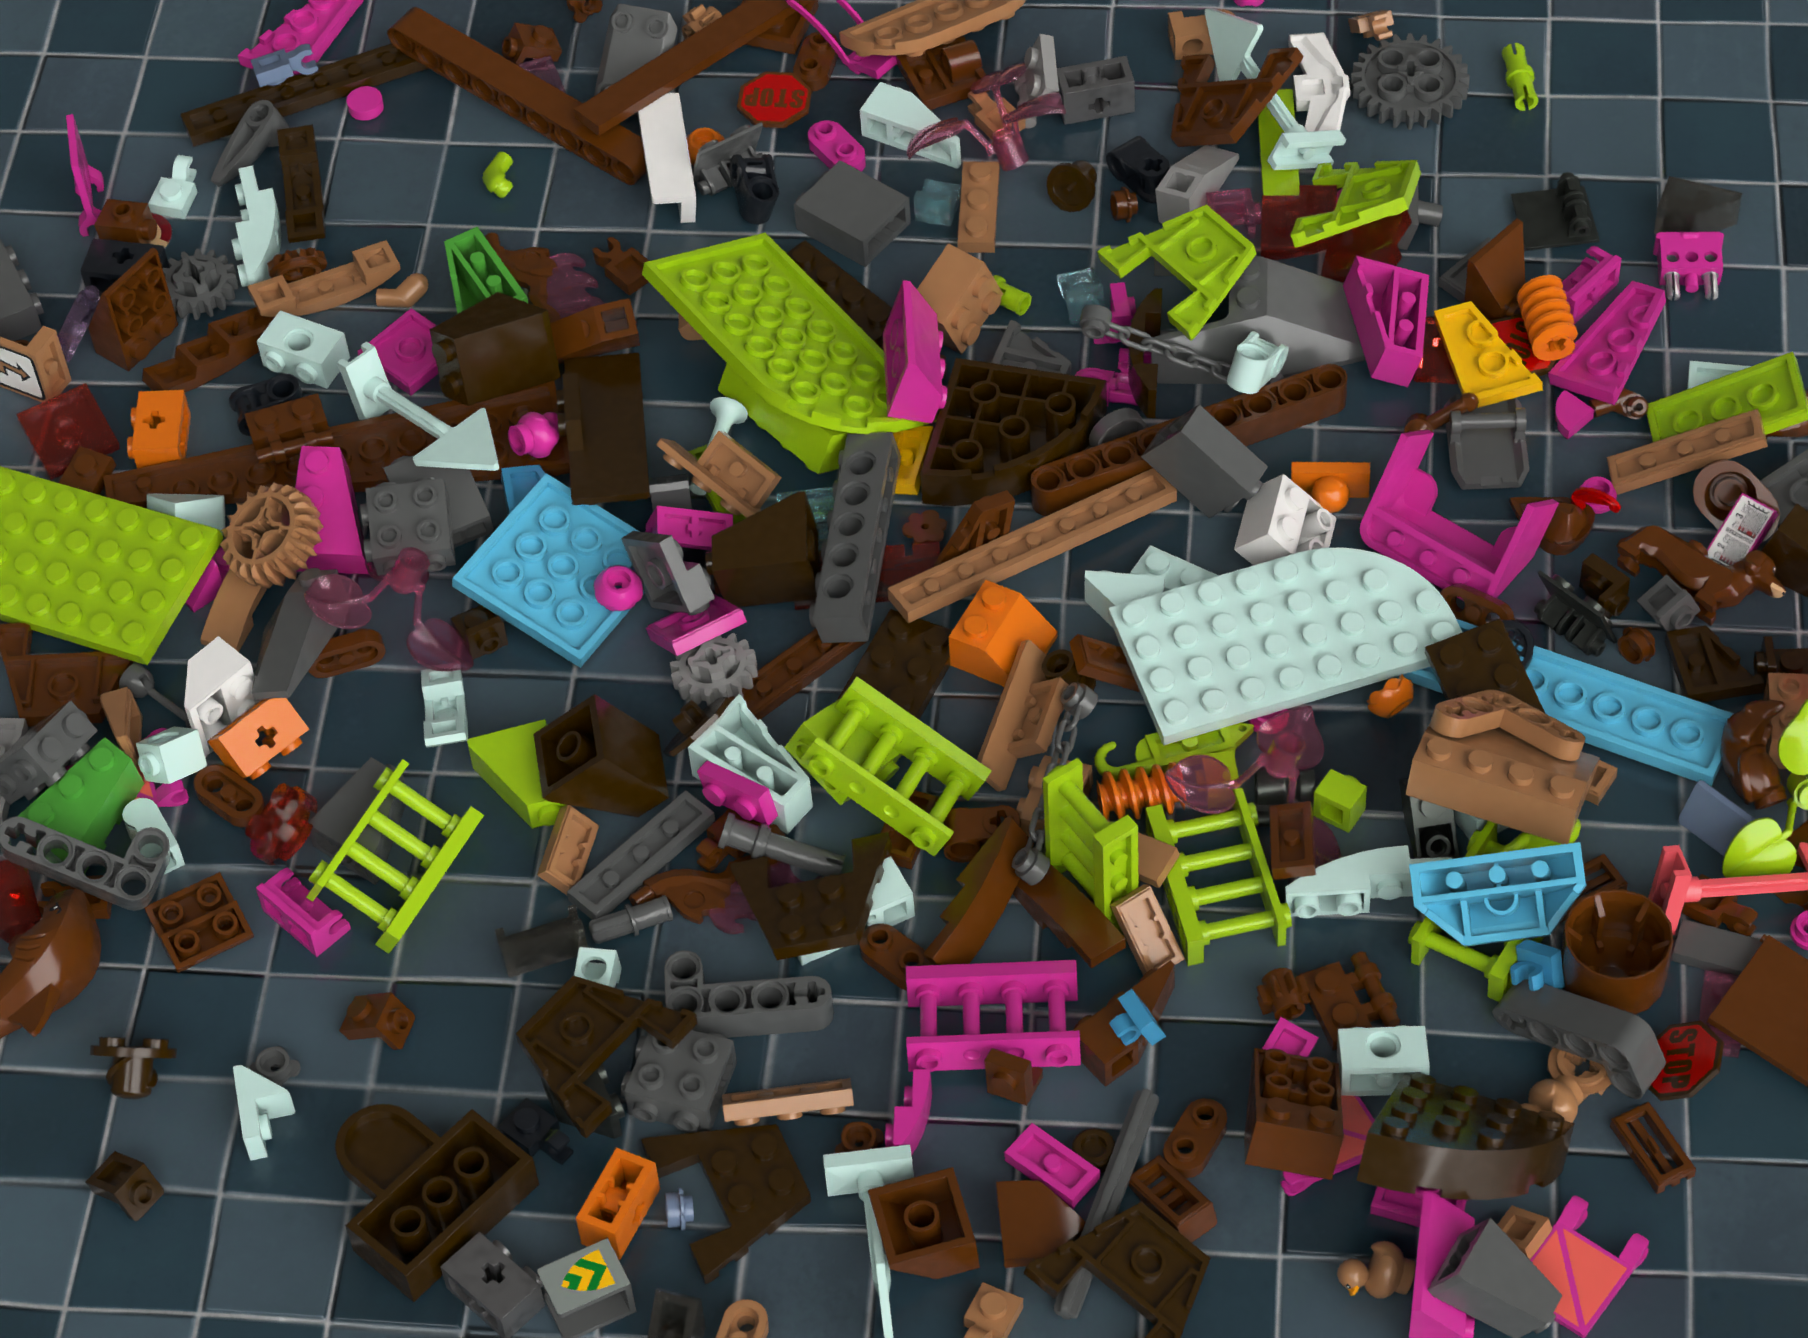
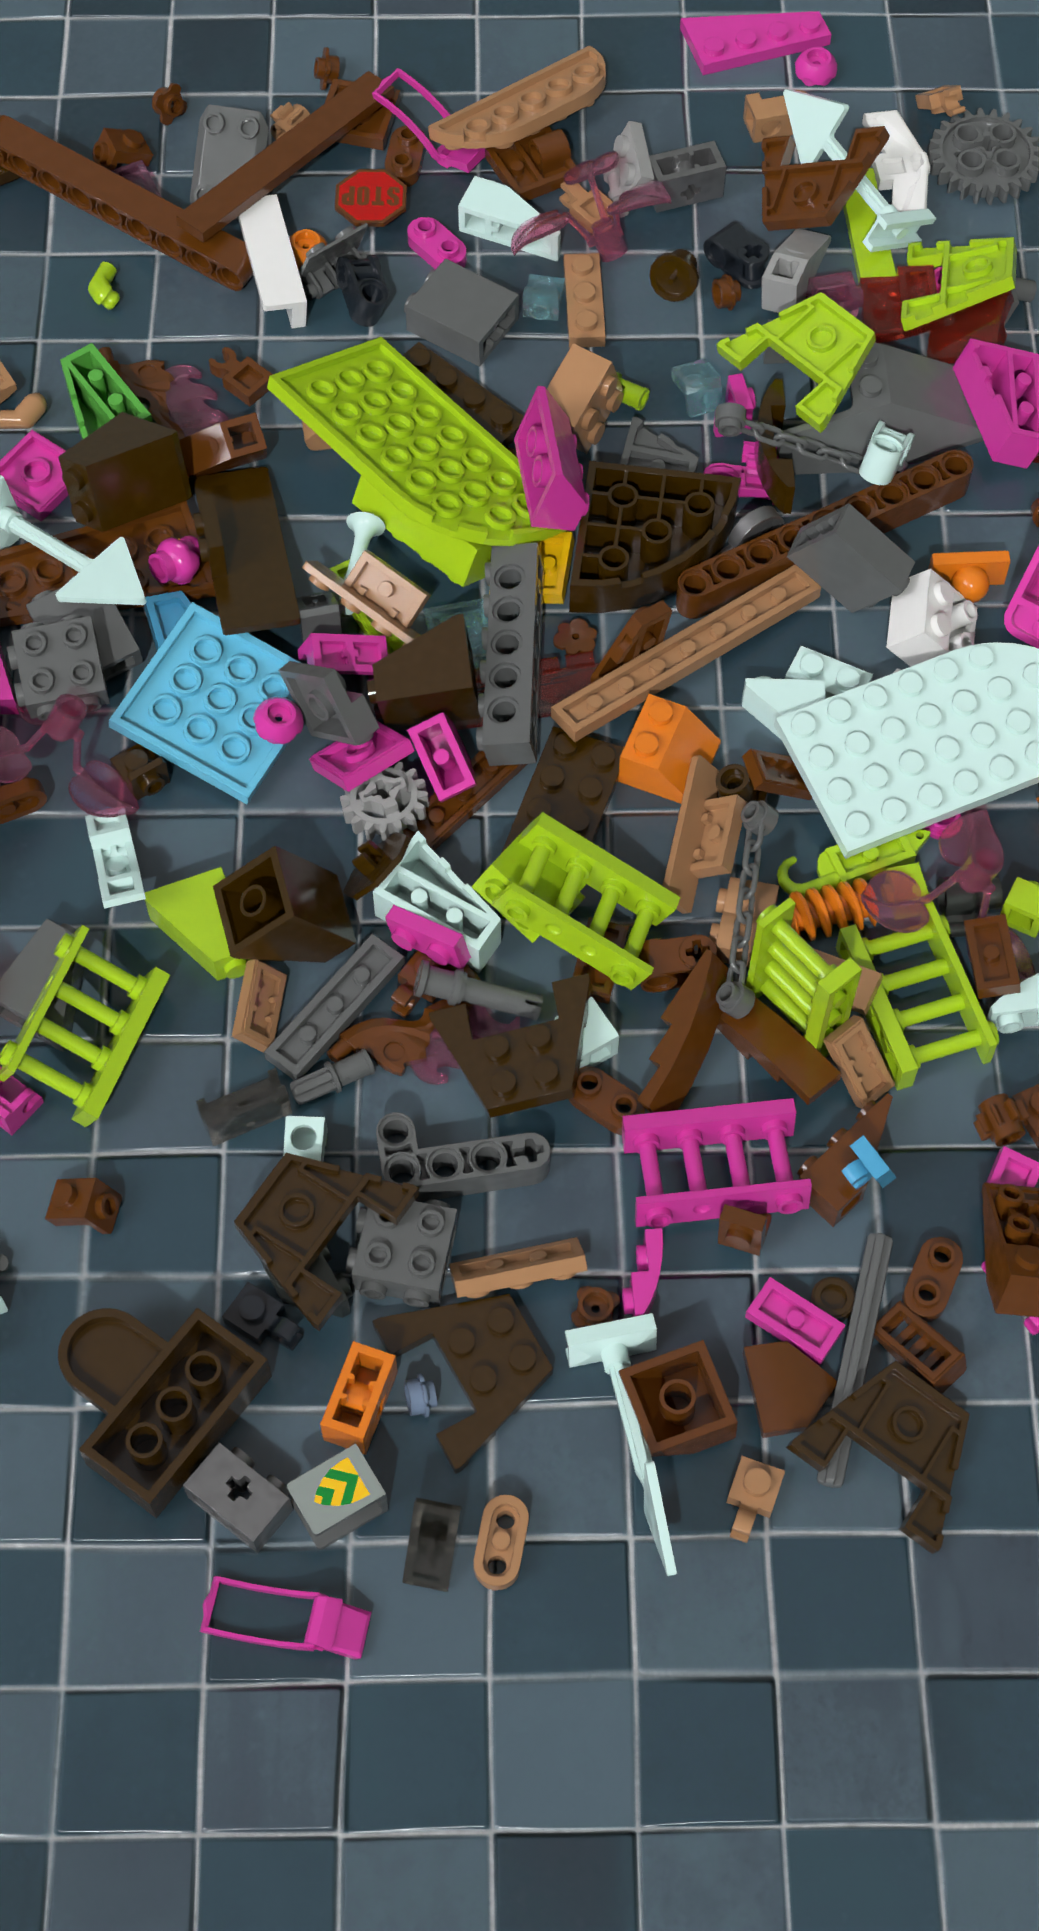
camera: 10 degrees left, 10 degrees up
(775, 627) = (443, 756): none -> dark pink slope

